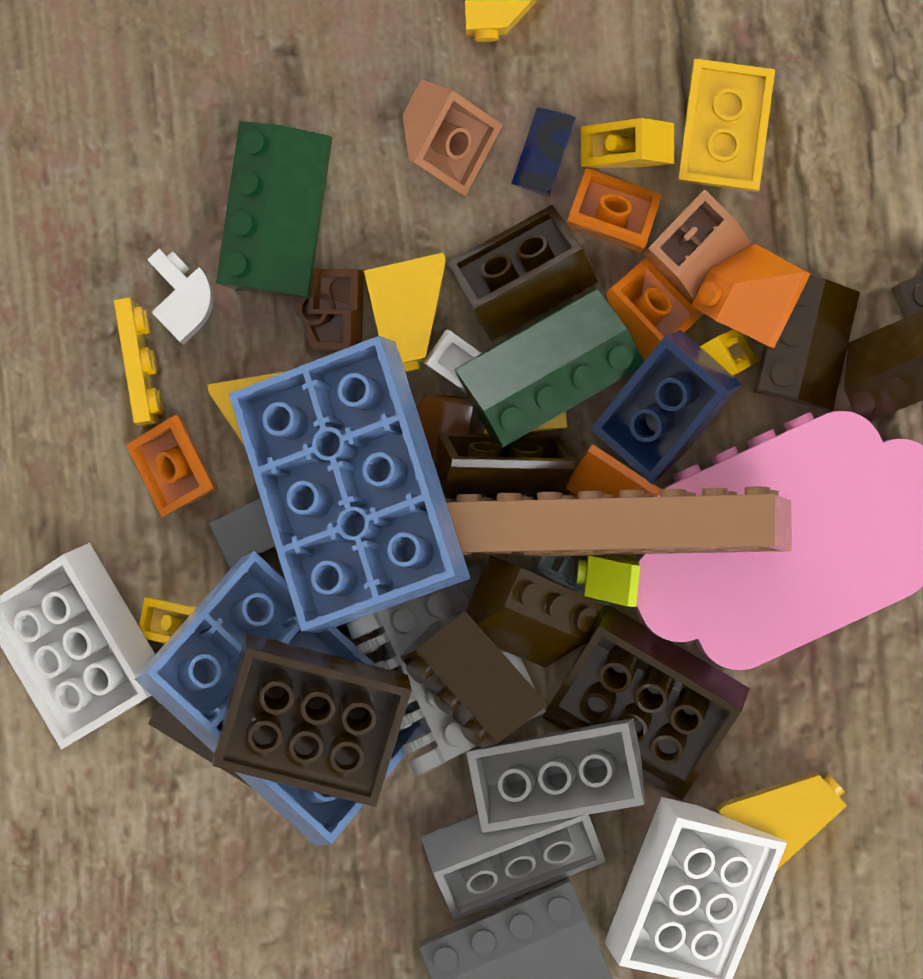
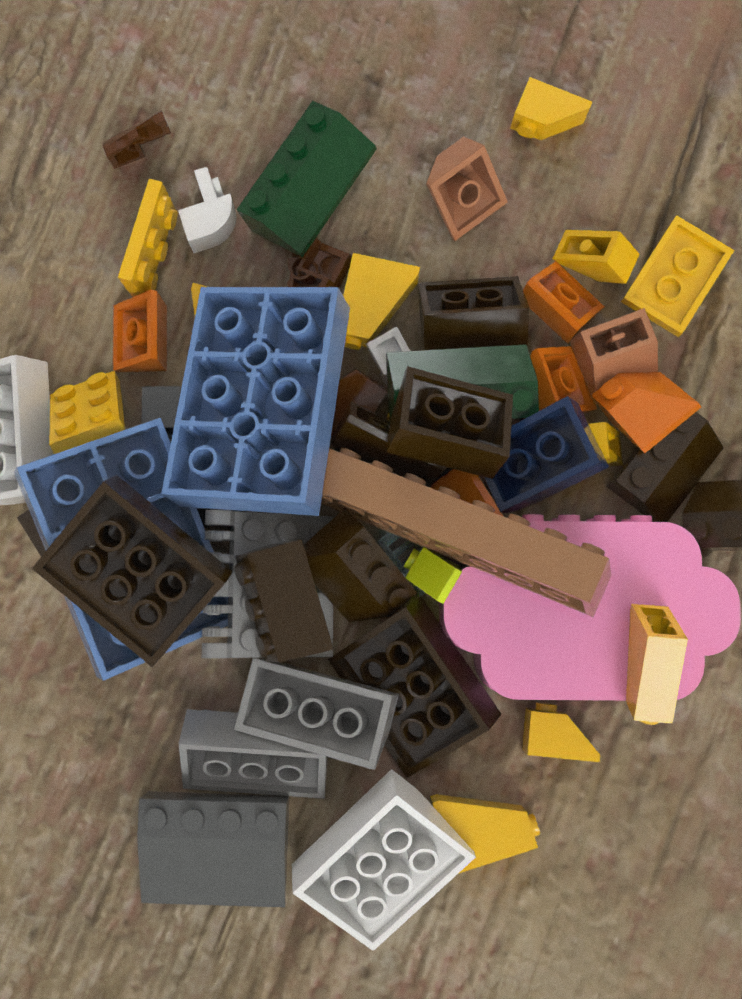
camera: 25 degrees right, 5 degrees down
(59, 251) = (126, 145): none -> reddish brown slope
(165, 579) = (85, 411): none -> yellow plate
(543, 151) = (530, 234): slope -> none
(559, 420) = (451, 423): none -> dark brown slope
(813, 683) = (555, 735): none -> yellow slope
(873, 567) = (654, 663): none -> yellow slope

